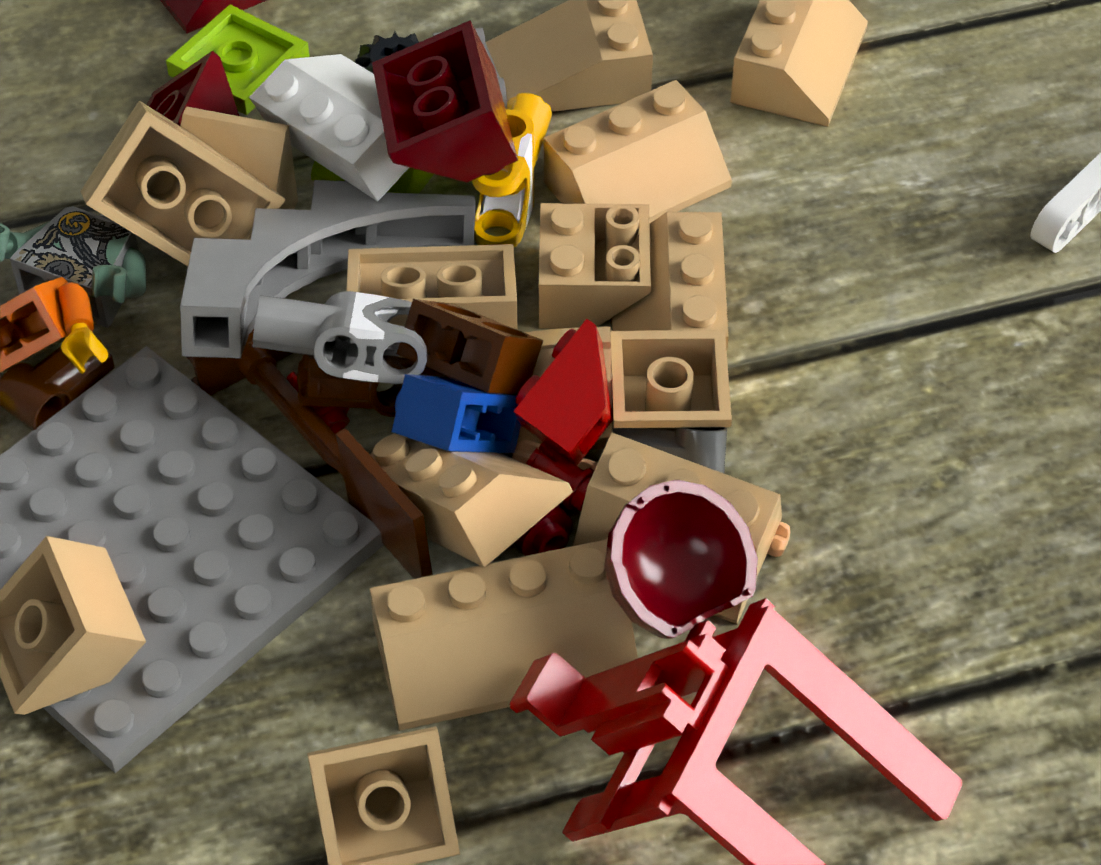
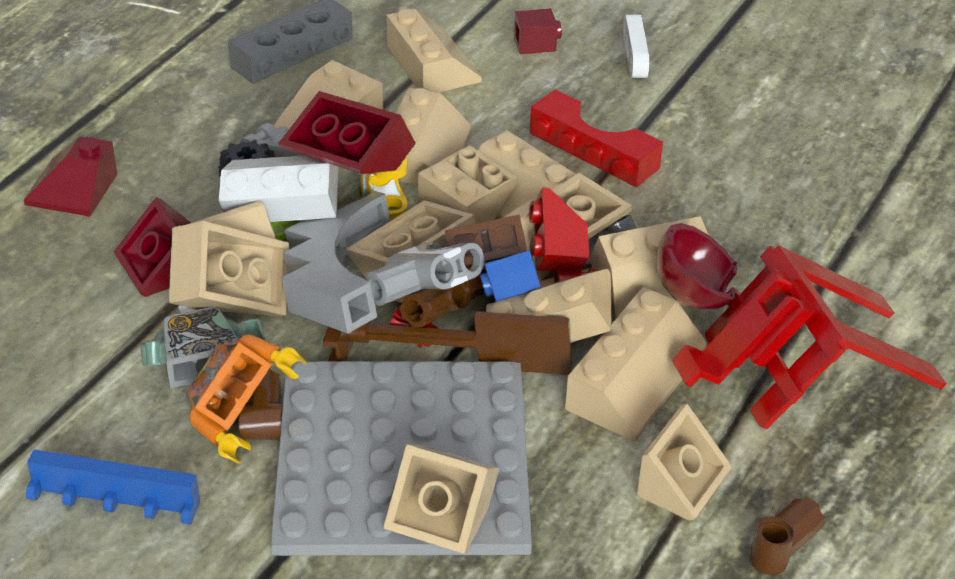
camera: 45 degrees left, 10 degrees down
(247, 49) = (133, 197): lime plate -> none
(863, 345) = (625, 154): none -> red arch
(972, 95) = (536, 31): none -> dark red brick

